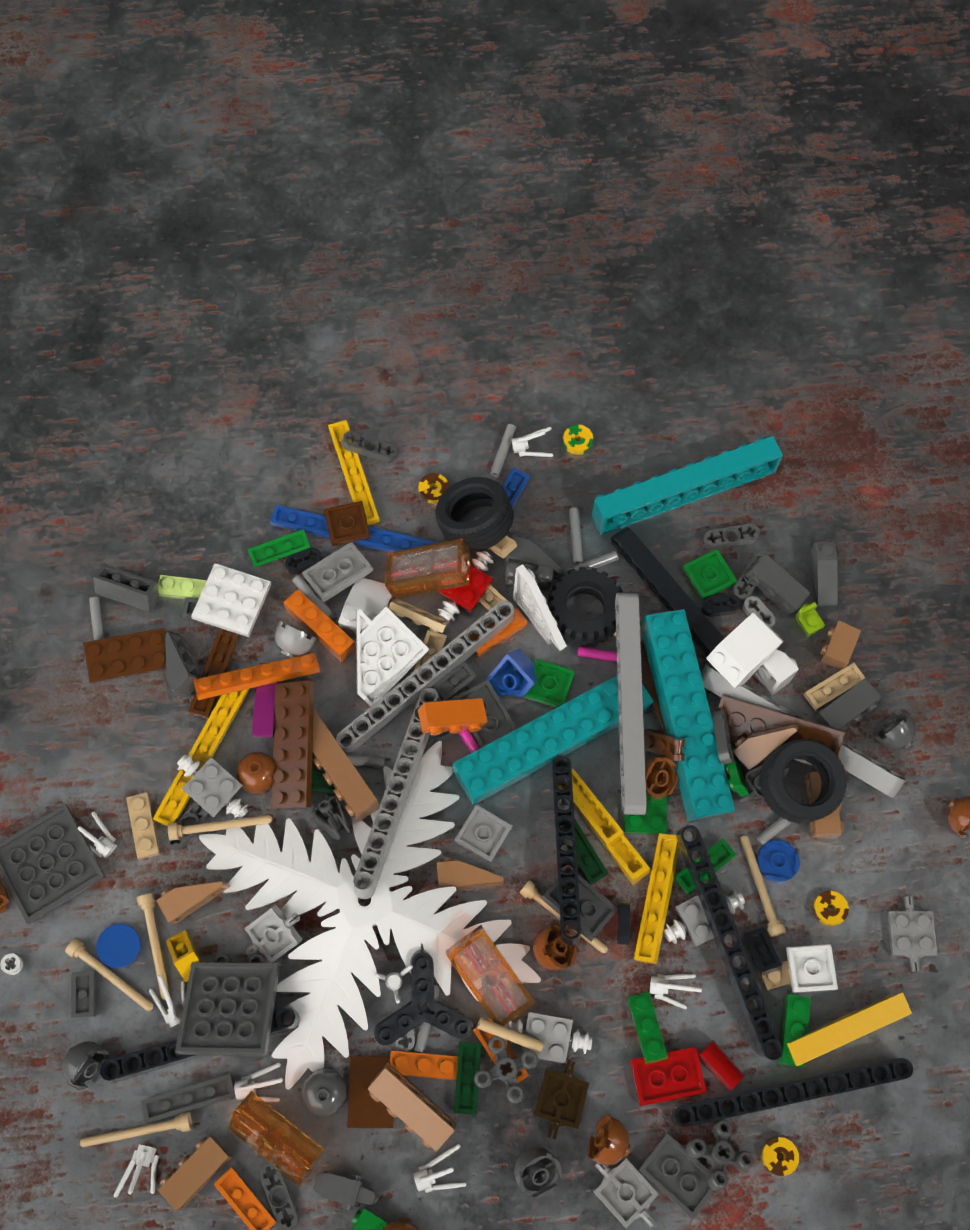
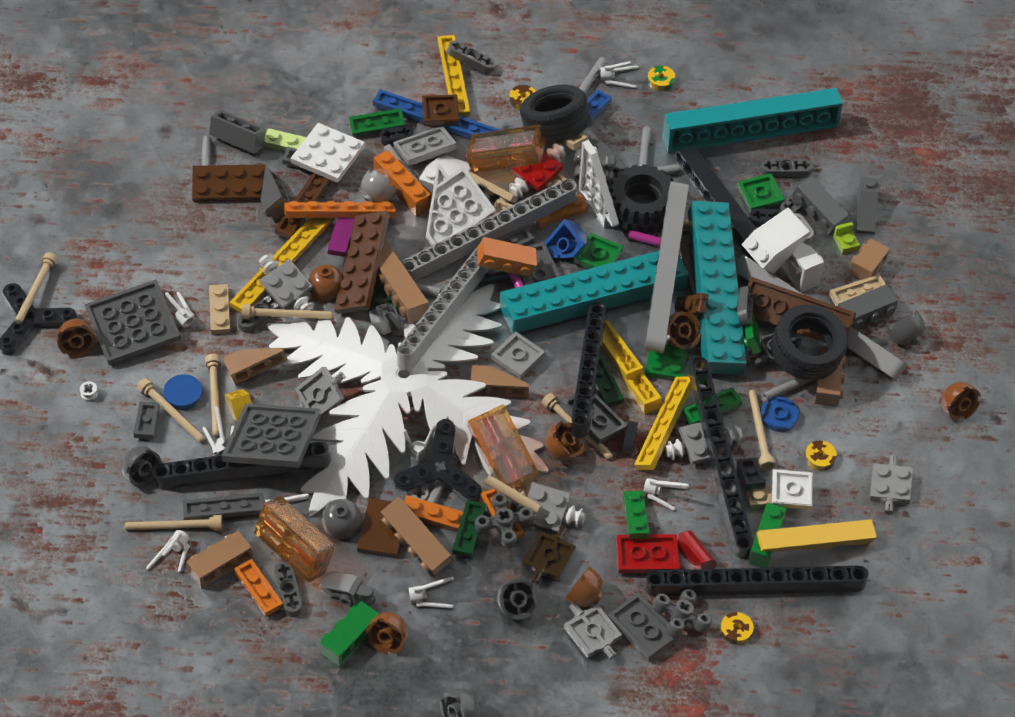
camera: 10 degrees right, 15 degrees down
(761, 744) = (768, 319): medium nougat slope -> none

